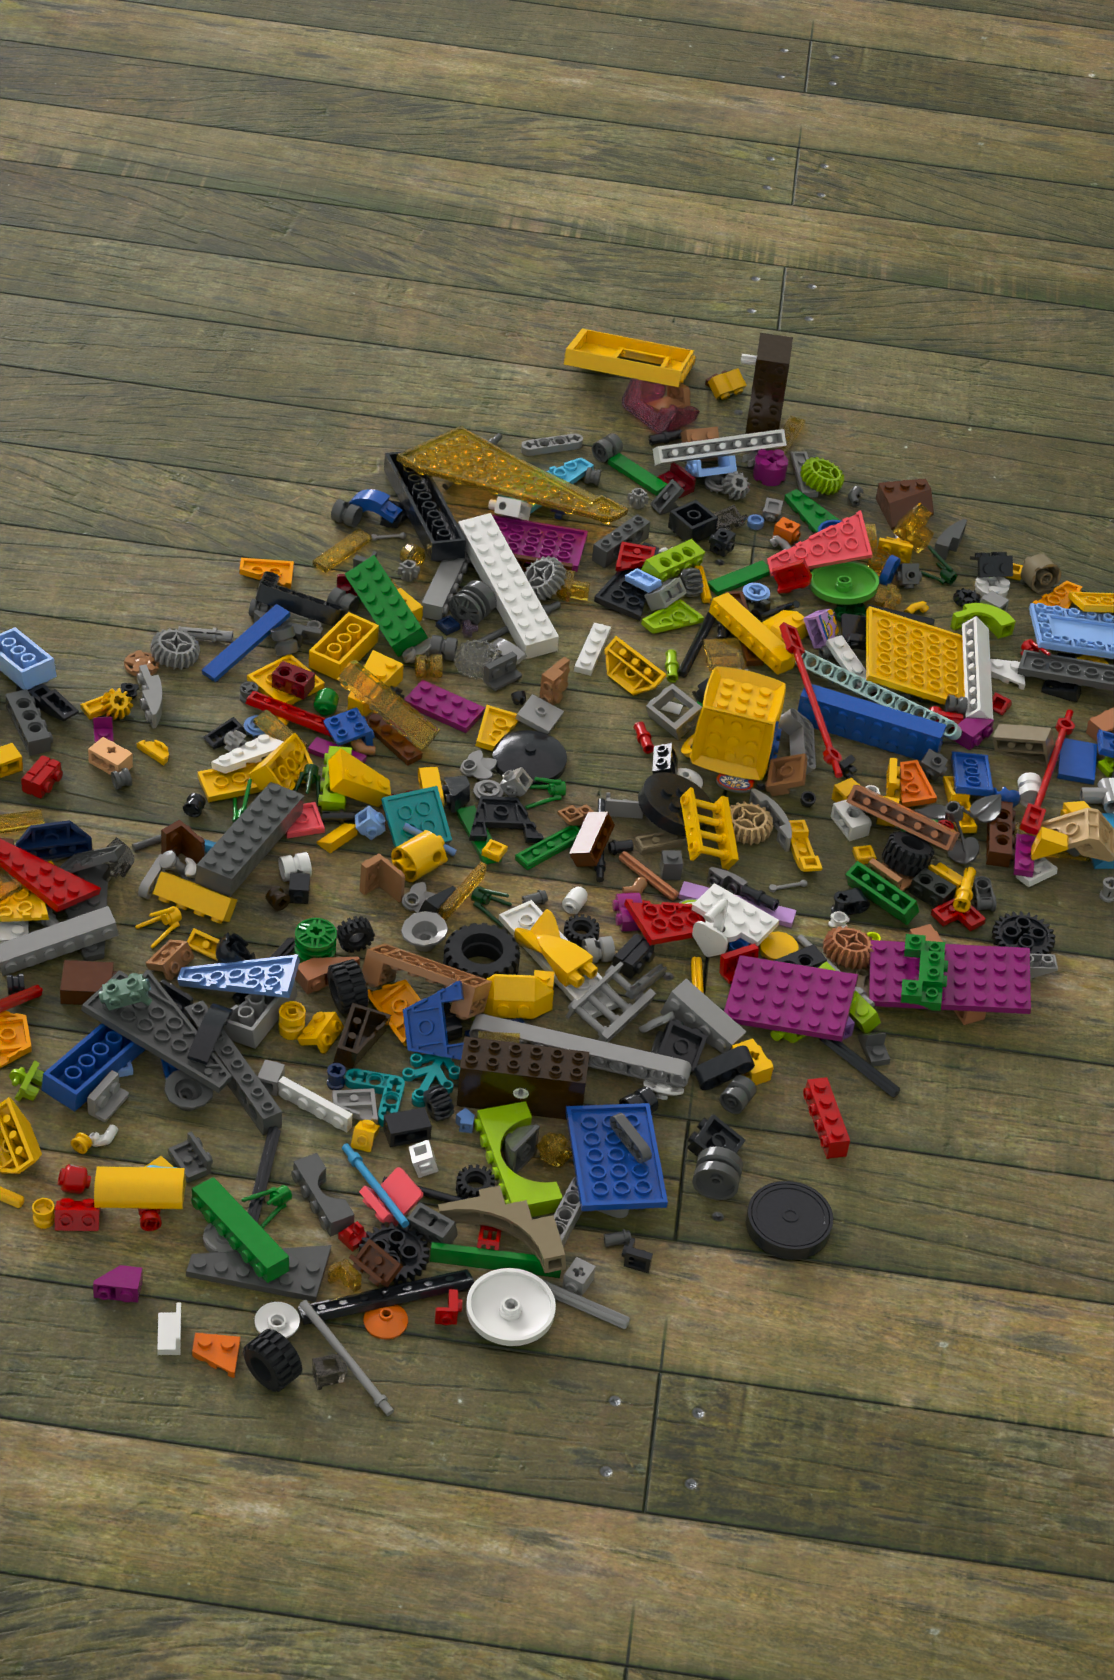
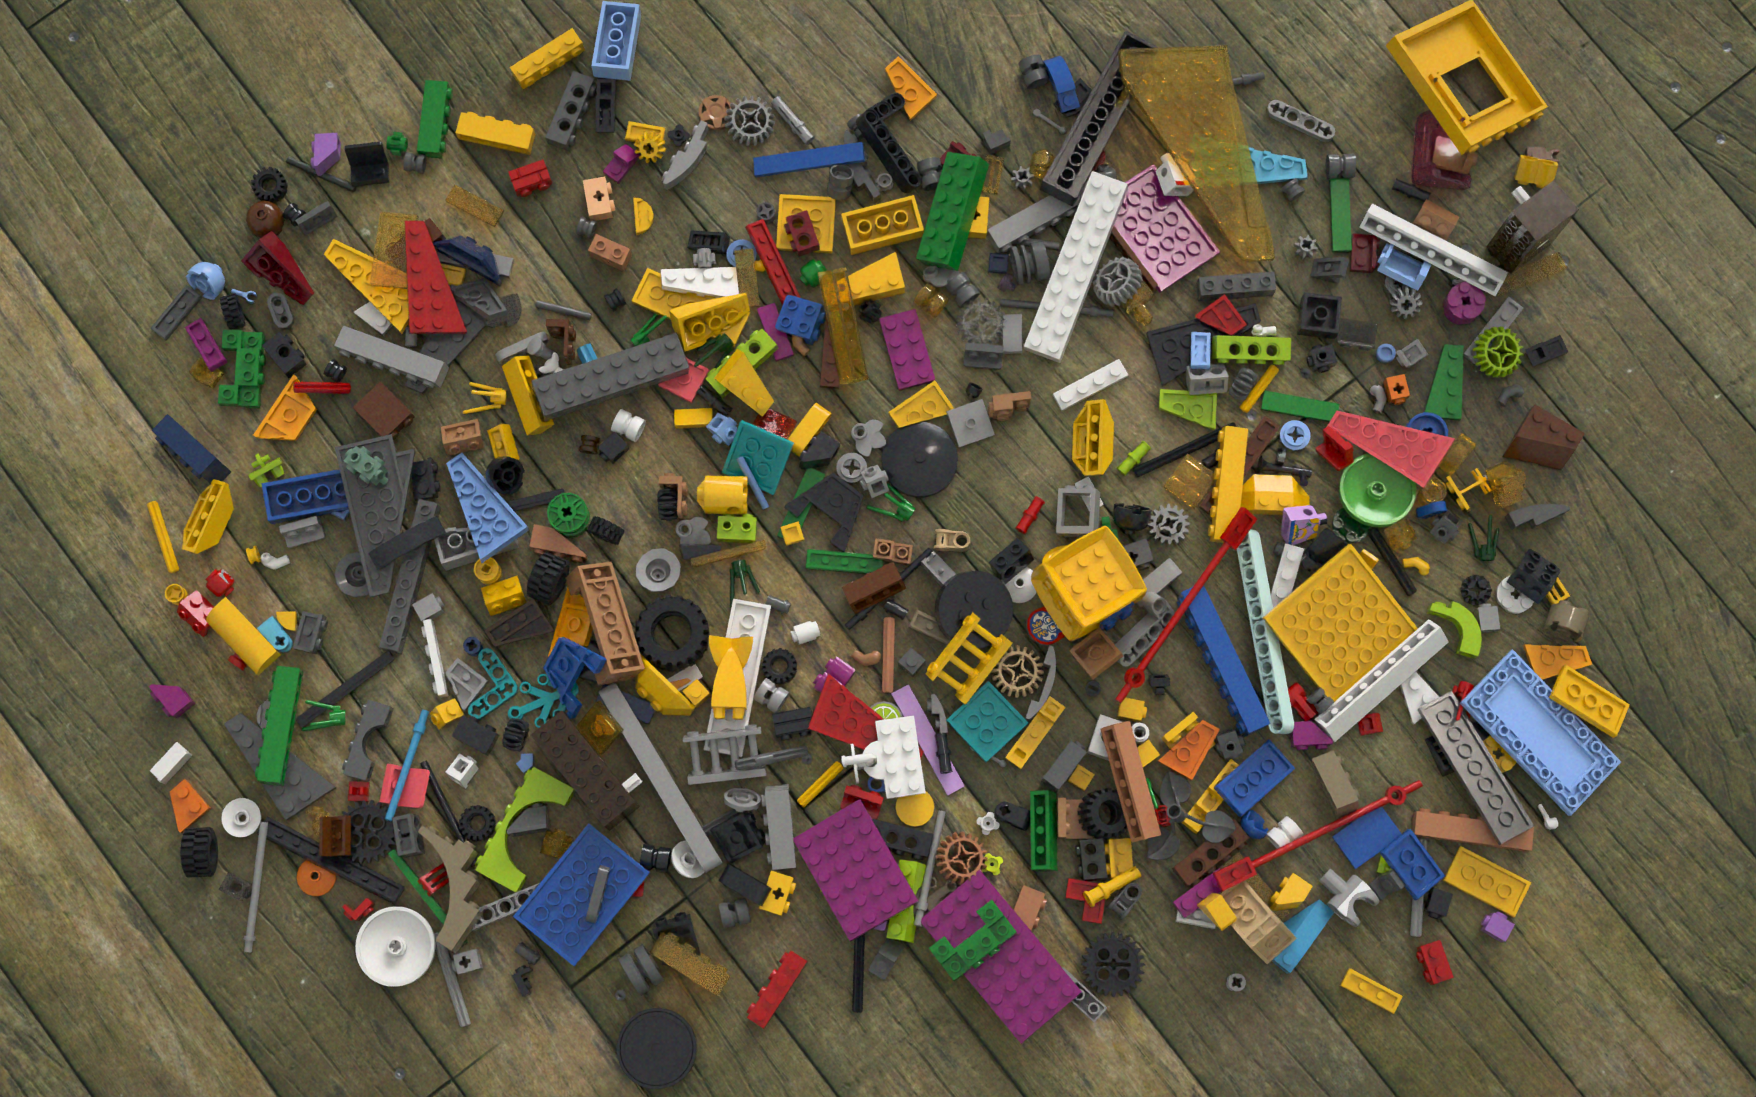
camera: 50 degrees right, 35 degrees up
(158, 780) = (610, 252): none -> nougat brick
(342, 550) = (994, 109): clear yellow tile -> none
(383, 890) = (667, 504): none -> black gear
(450, 873) = (737, 529): none -> lime brick
(611, 781) = (950, 540): none -> tan piece
(750, 1143) = (689, 963): none -> clear yellow brick
(765, 863) = (987, 722): none -> teal plate
(847, 844) = (1064, 766): none -> dark grey brick
(848, 462) = (1546, 351): none -> black slope

